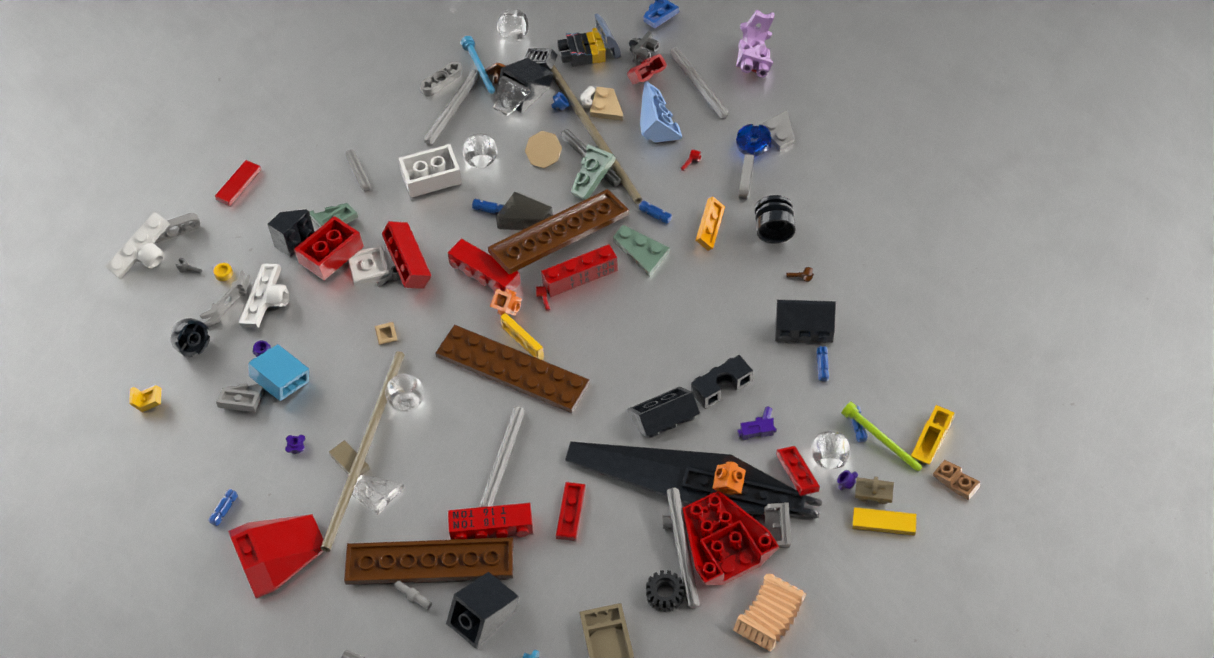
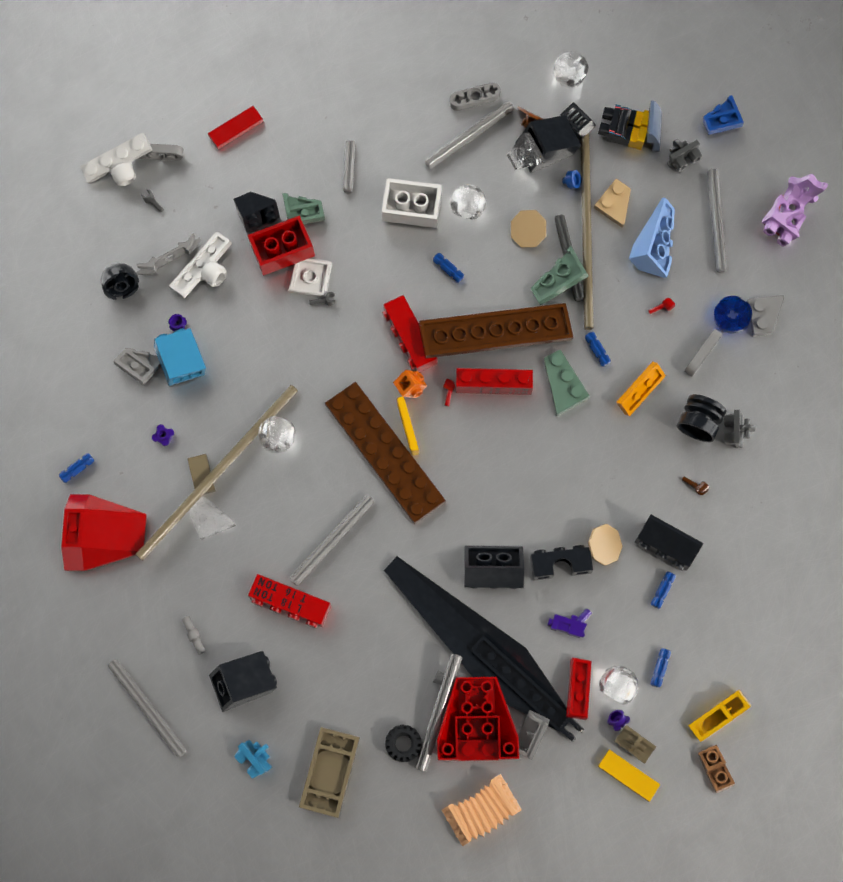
camera: 25 degrees right, 20 degrees up
(145, 399) = (56, 324): yellow bracket -> none
(223, 271) = (180, 220): yellow tile -> none
(385, 333) = (292, 358): tan slope -> none
(406, 255) = (346, 286): red brick -> none
(428, 560) = (222, 610): reddish brown plate -> none
(469, 44) = (519, 68): dark azure piece -> none
(522, 213) = (474, 292): clear smoke slope -> none
(570, 511) = (364, 623): red tile -> none
(585, 97) = (599, 185): white arm -> none
(646, 69) = (669, 184): red brick -> none
(729, 478) = (511, 671): orange brick -> none
(751, 349) = (605, 544): none -> tan piece
(816, 213) = (736, 437): none -> dark grey hips
(851, 411) = (658, 657): lime piece -> none

